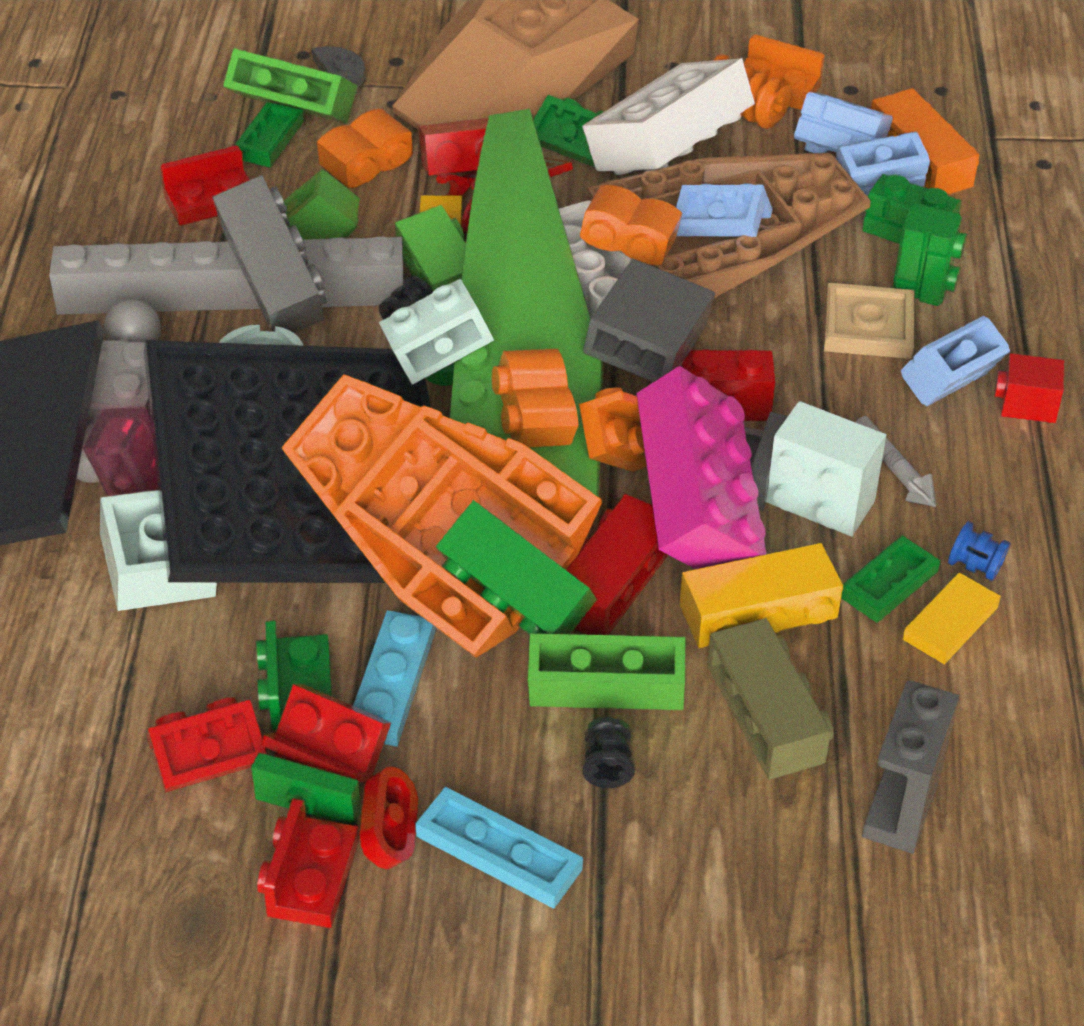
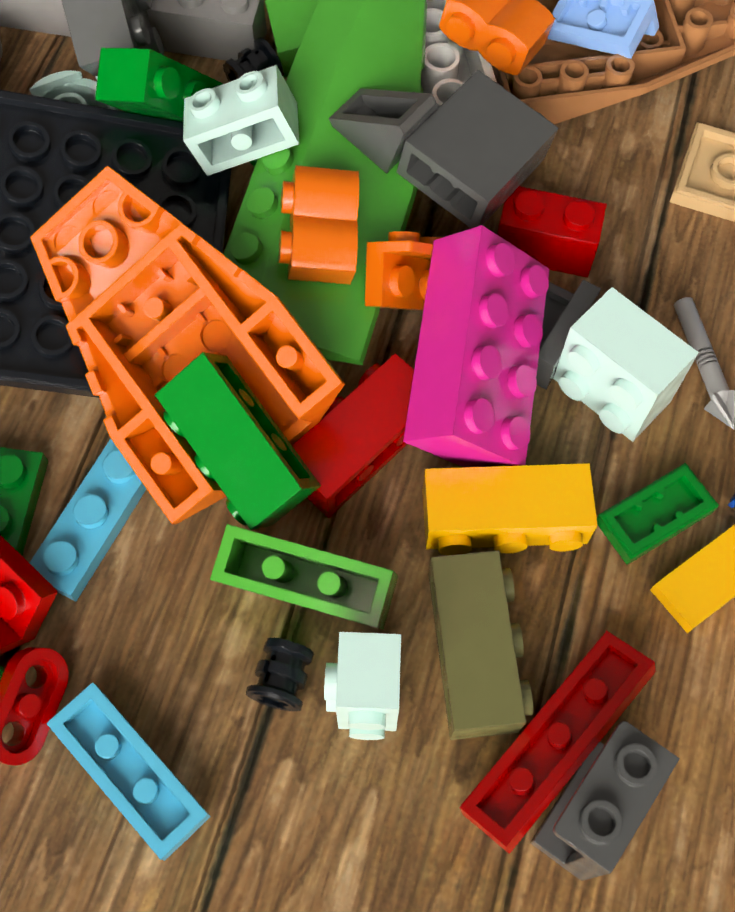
camera: 15 degrees right, 20 degrees up
(342, 317) = (147, 82): none -> green brick
(563, 311) = (382, 121): none -> dark grey slope
(688, 730) = (365, 684): none -> light aqua brick
(851, 763) = (557, 741): none -> red plate

